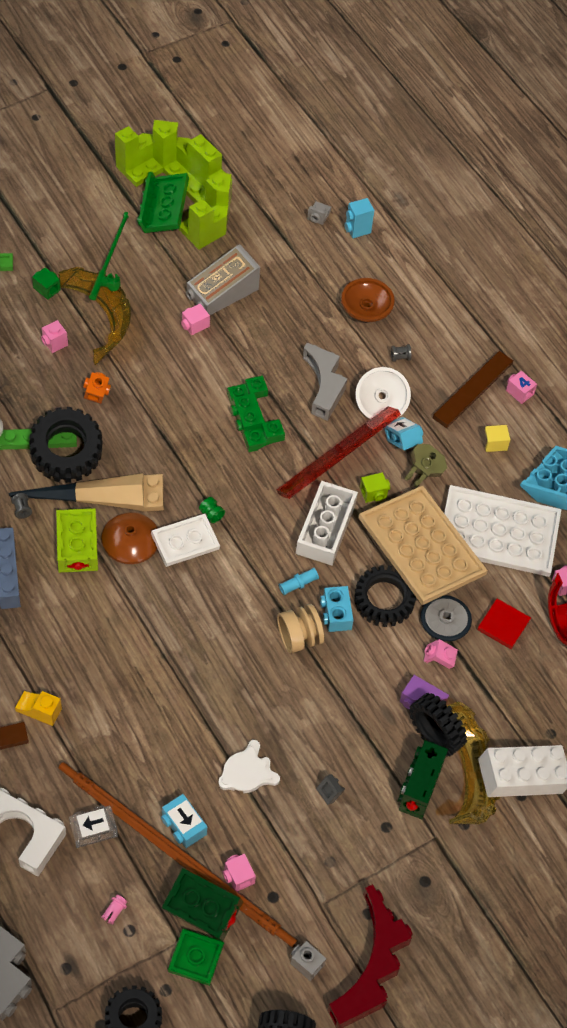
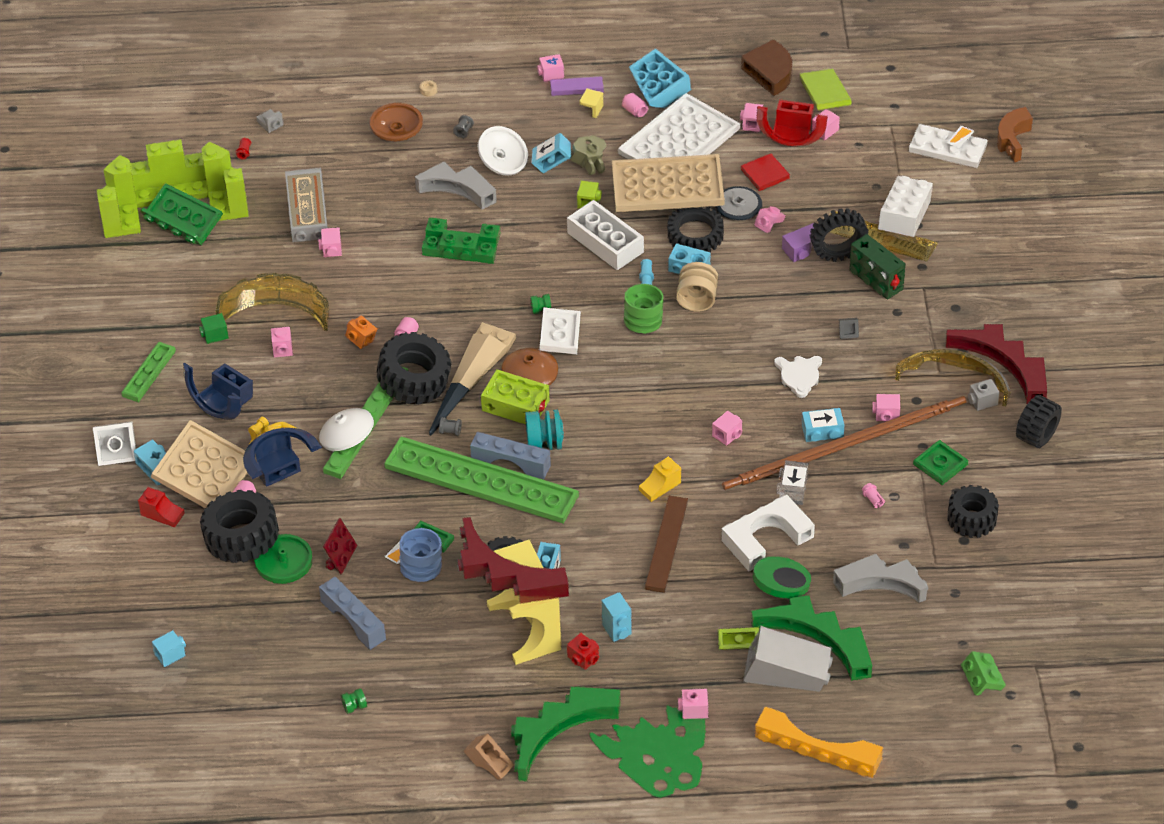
camera: 55 degrees left, 10 degrees down
(44, 580) = (544, 429): none -> teal wheel
(109, 280) = (253, 280): green piece -> none
(120, 420) = (407, 325): none -> bright pink brick
(136, 736) = (727, 428): none -> bright pink brick
(202, 904) = (905, 434): dark green piece -> none
(246, 595) = (643, 308): none -> bright green wheel
(273, 209) = (243, 150): none -> red pin
(338, 452) = (540, 202): clear red tile -> none
(353, 925) = (958, 359): none -> clear yellow windscreen
(359, 218) = (304, 91): medium azure brick -> none
(435, 307) = (428, 88): none -> tan tile
(473, 389) = (530, 99): reddish brown tile -> none
(515, 418) = (575, 85): none -> medium lavender tile
(518, 472) = (634, 105): none -> bright pink brick

